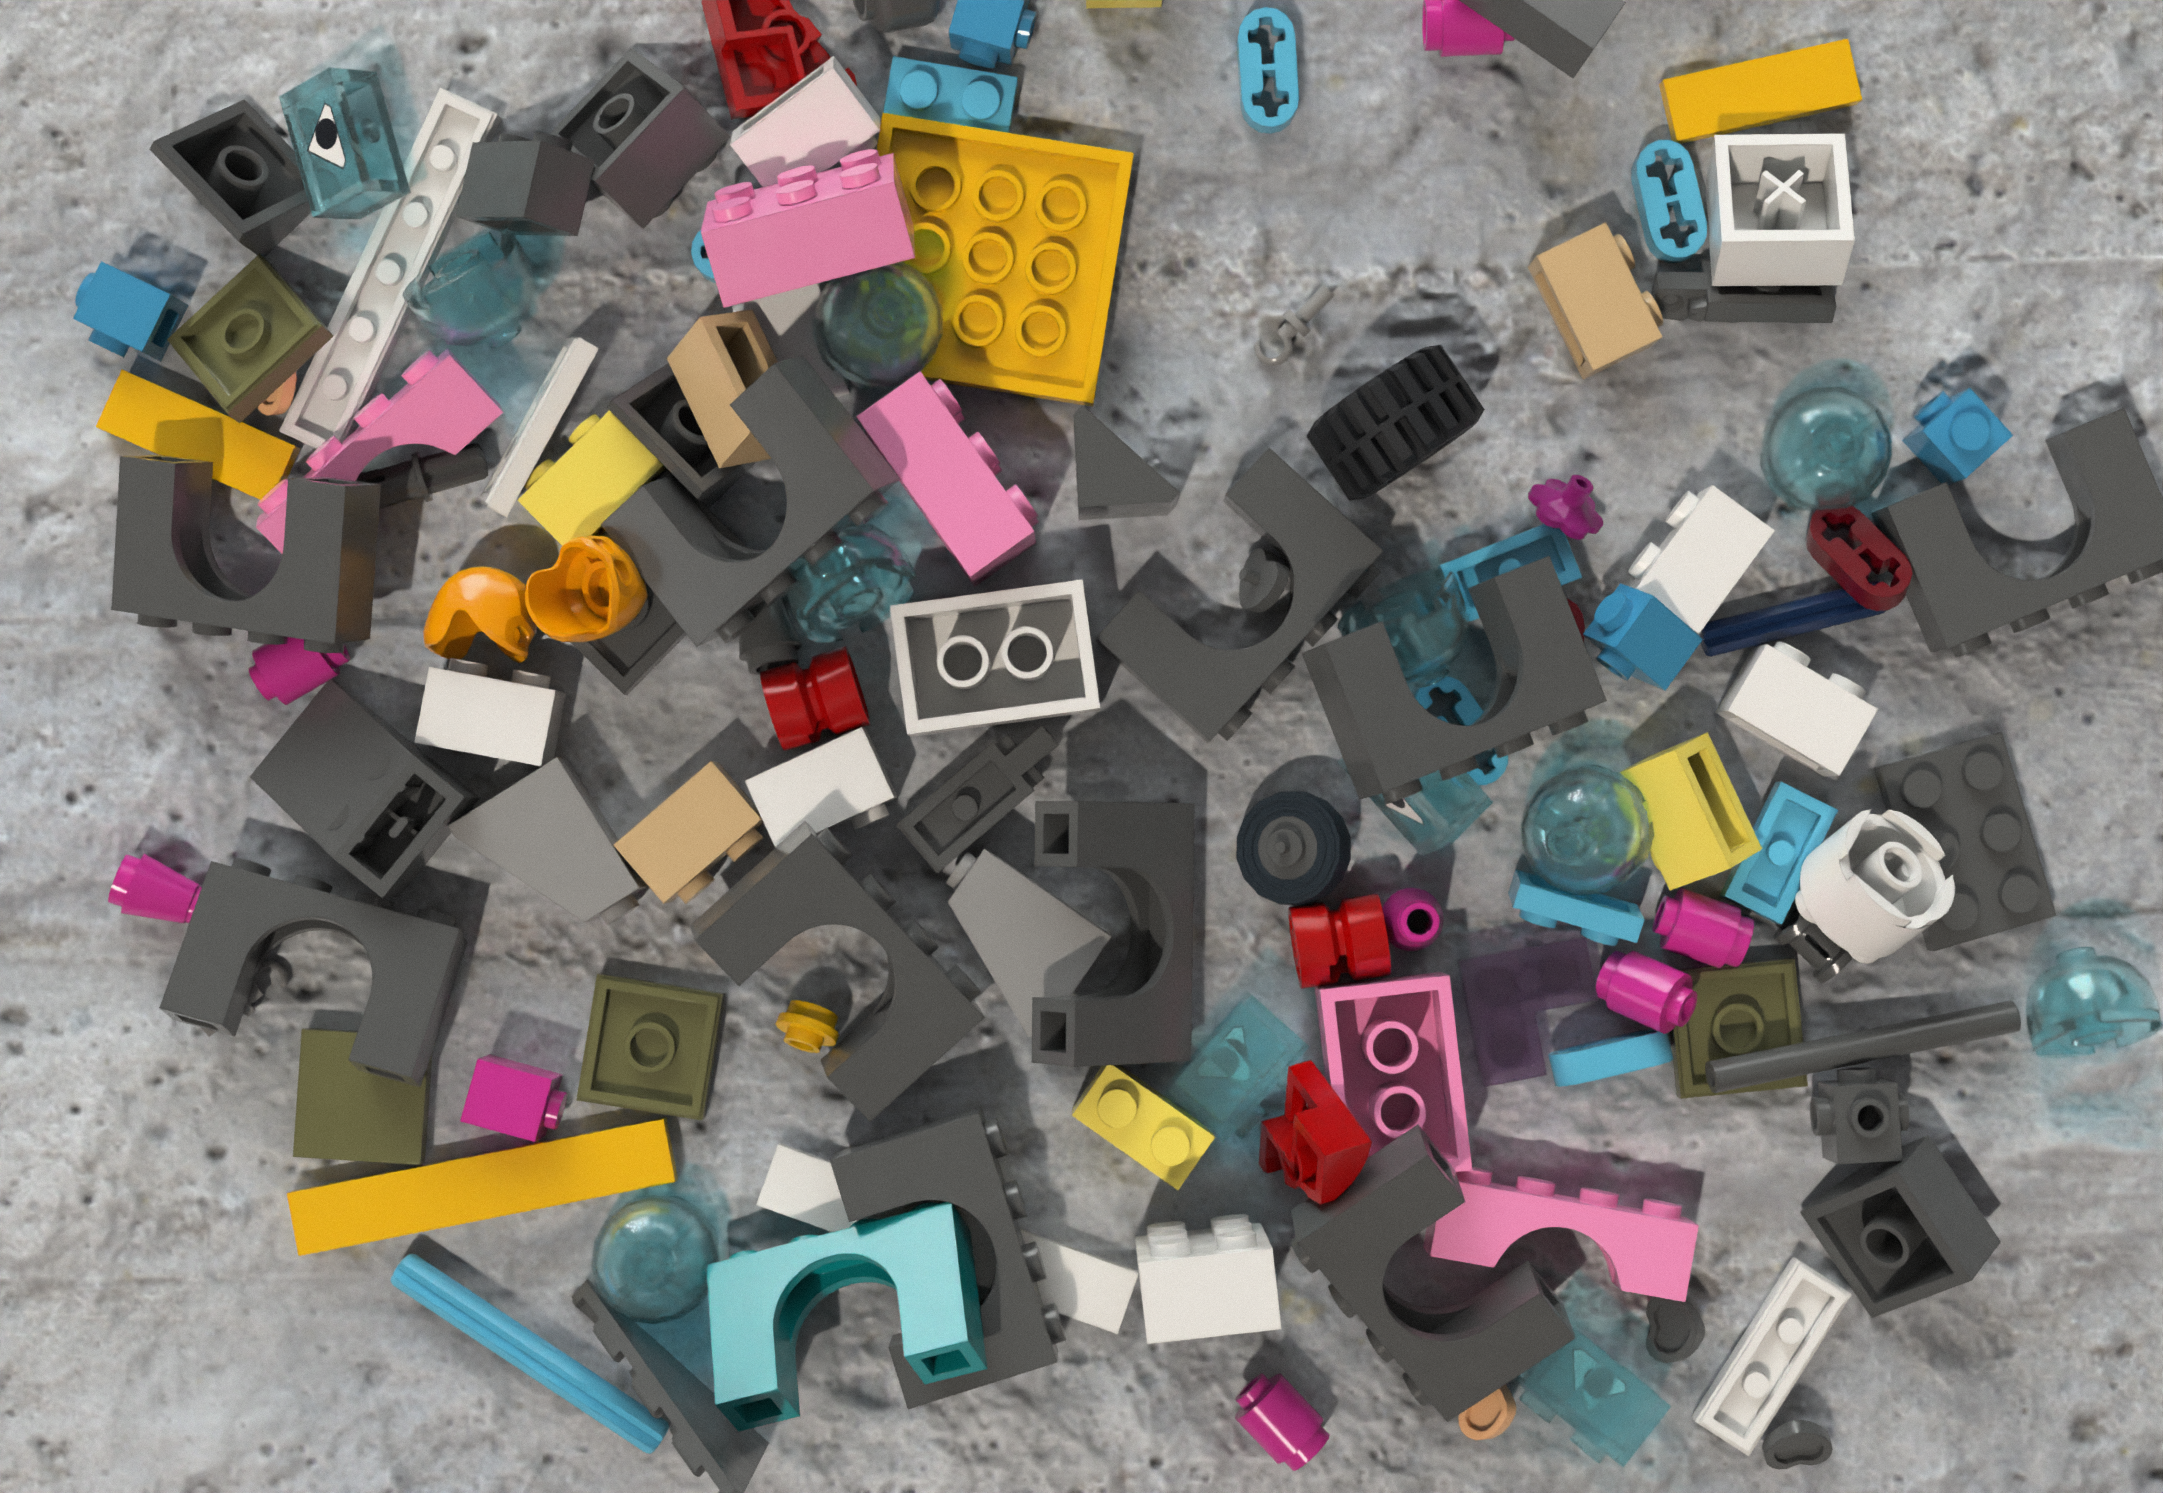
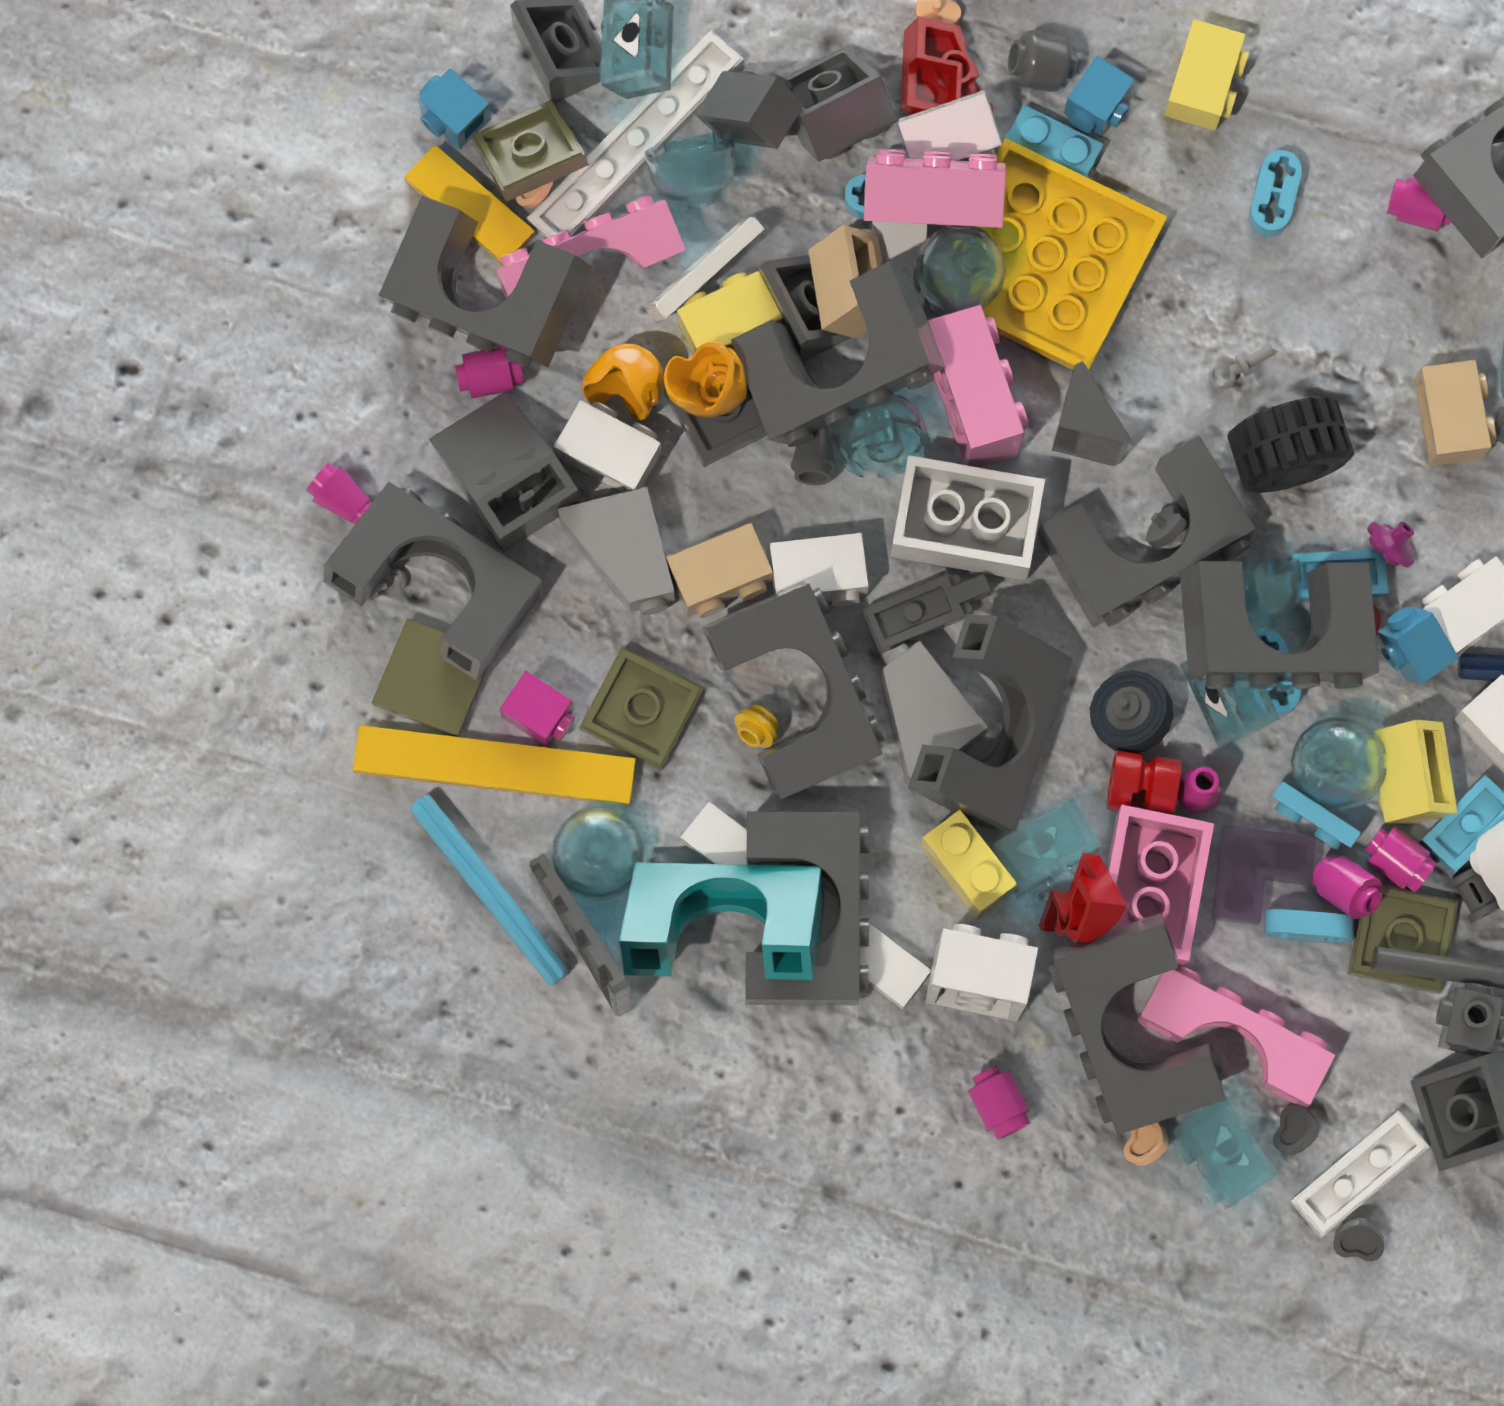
camera: 15 degrees right, 10 degrees down
(427, 475) = (622, 279): dark grey axle -> none
(814, 698) = (834, 506): red wheel -> none

